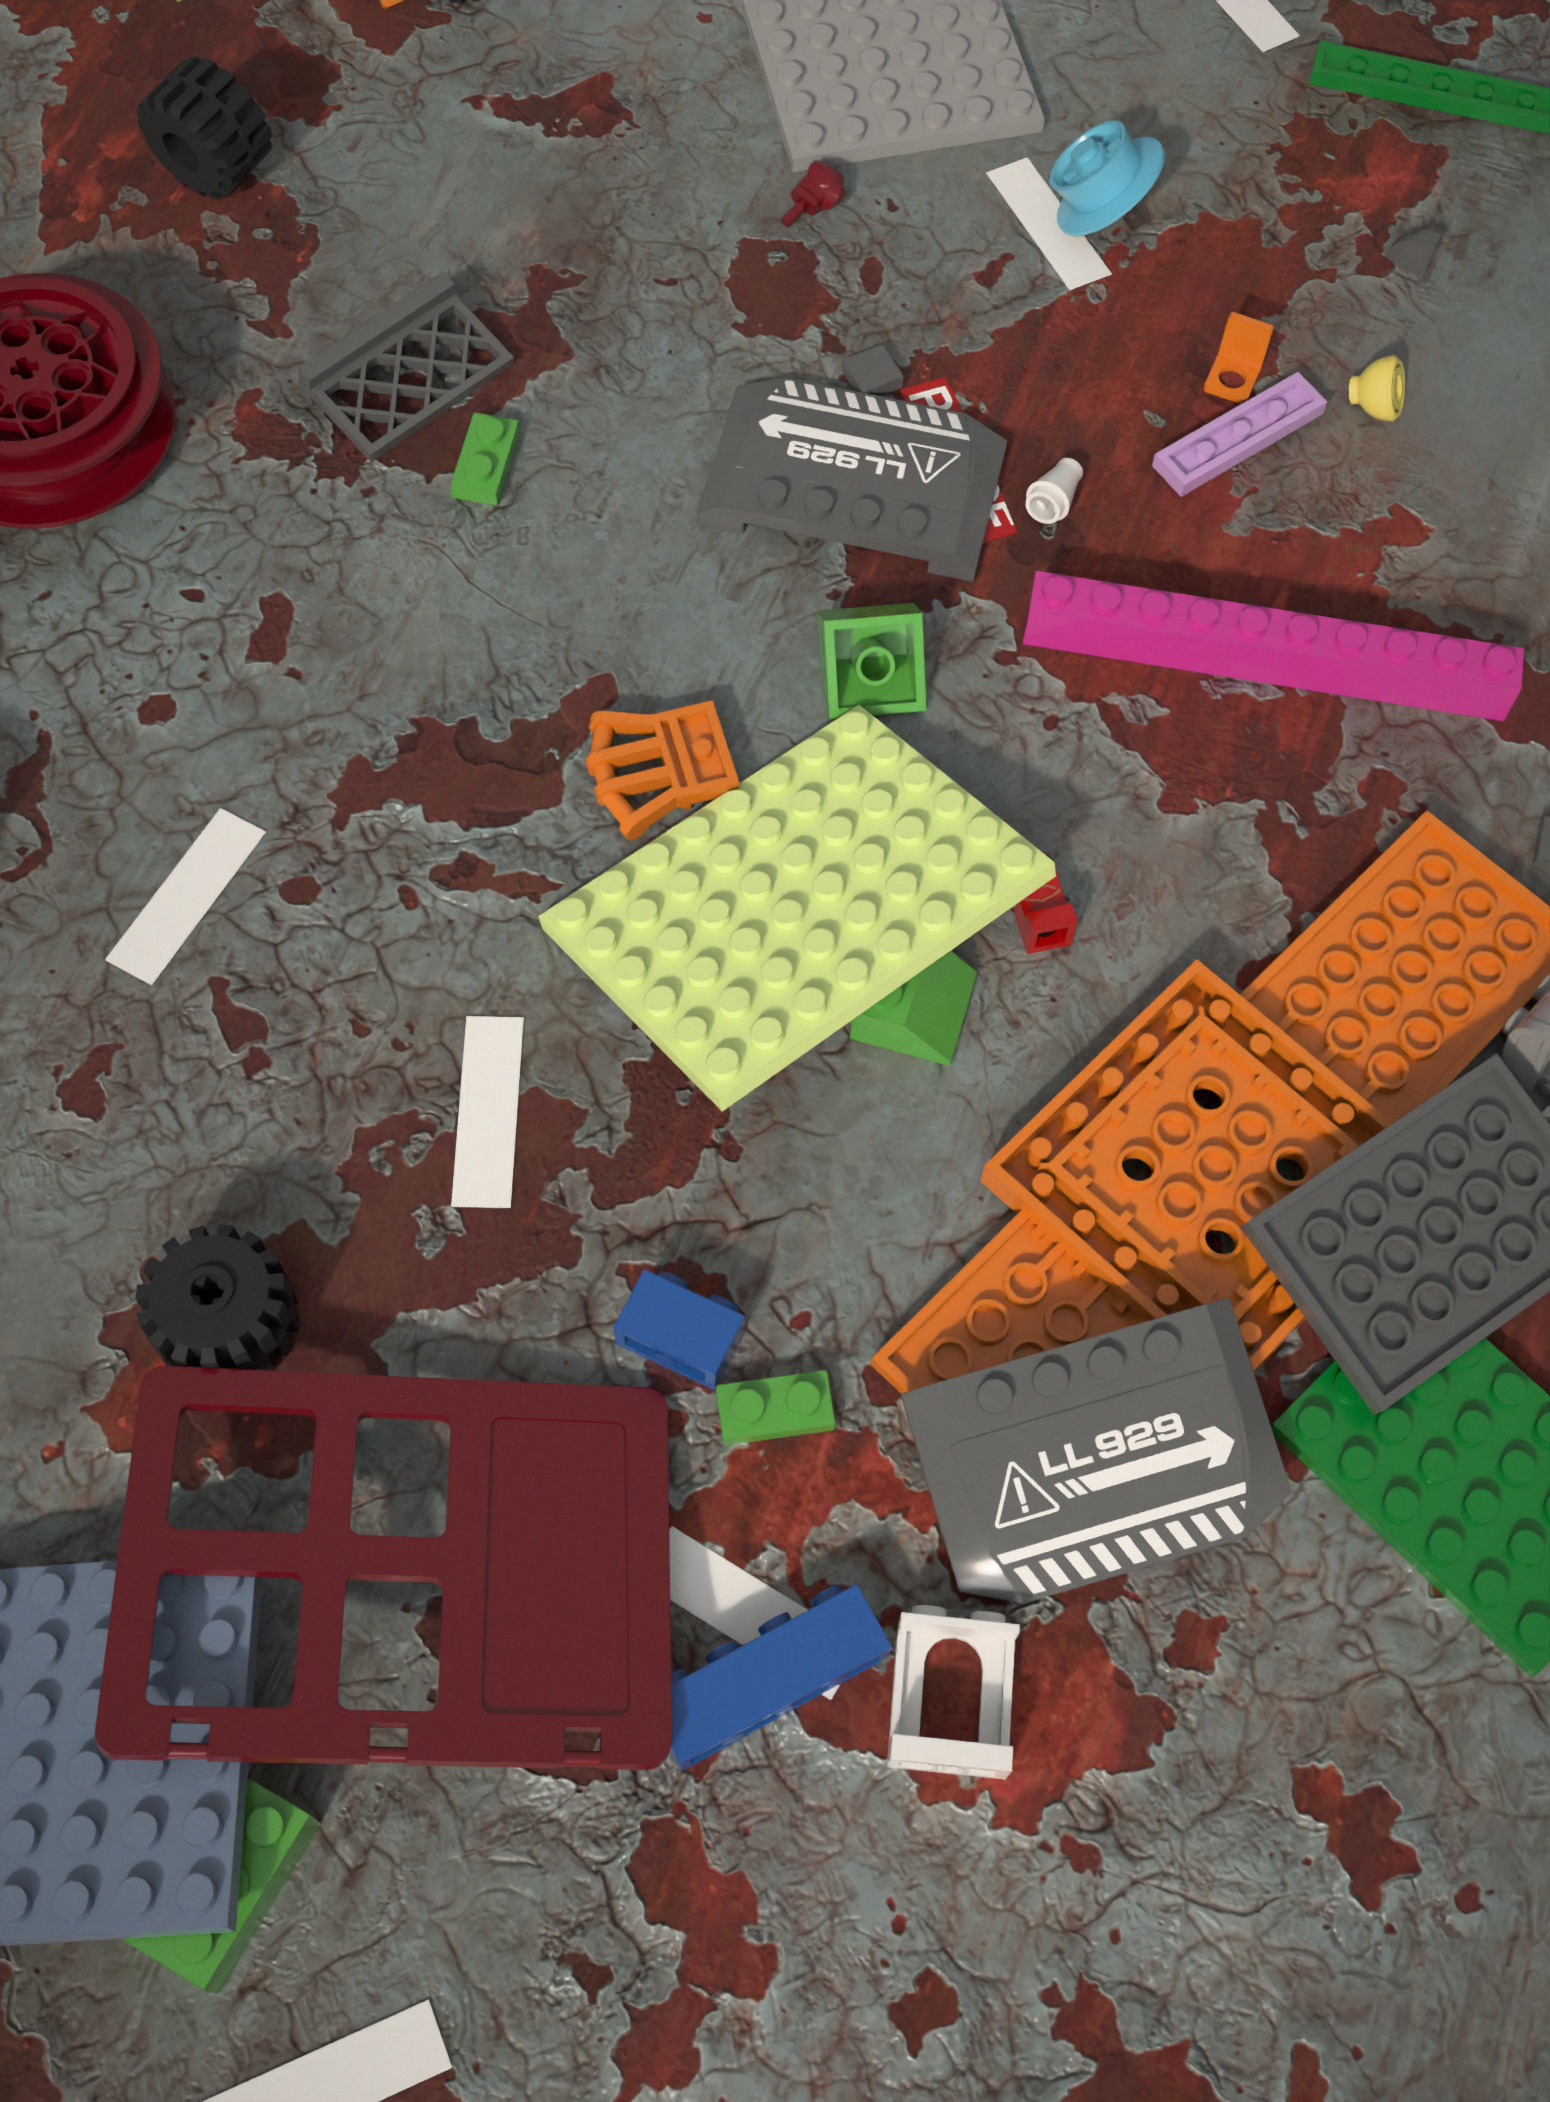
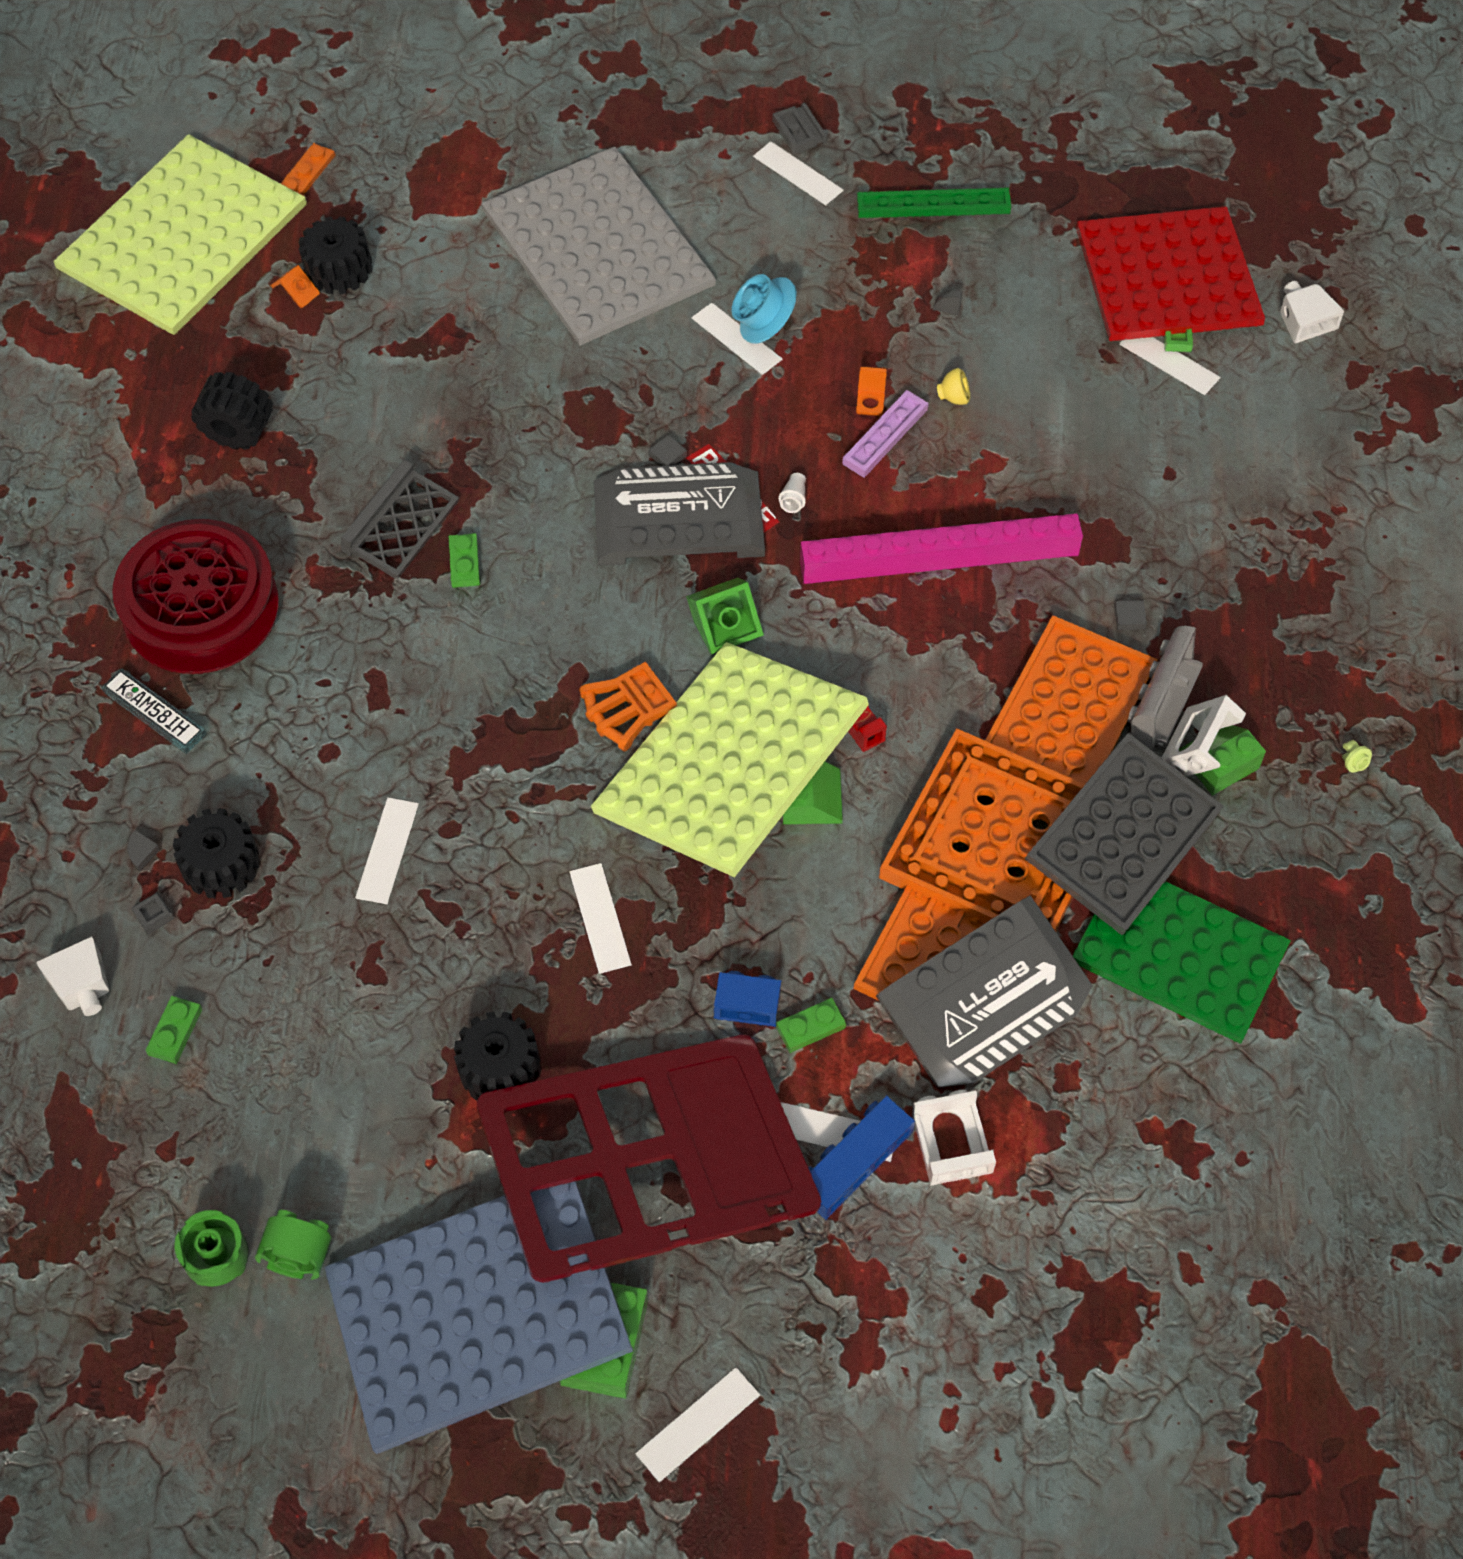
camera: 15 degrees left, 5 degrees down
(816, 191) = (600, 353): dark red piece -> none

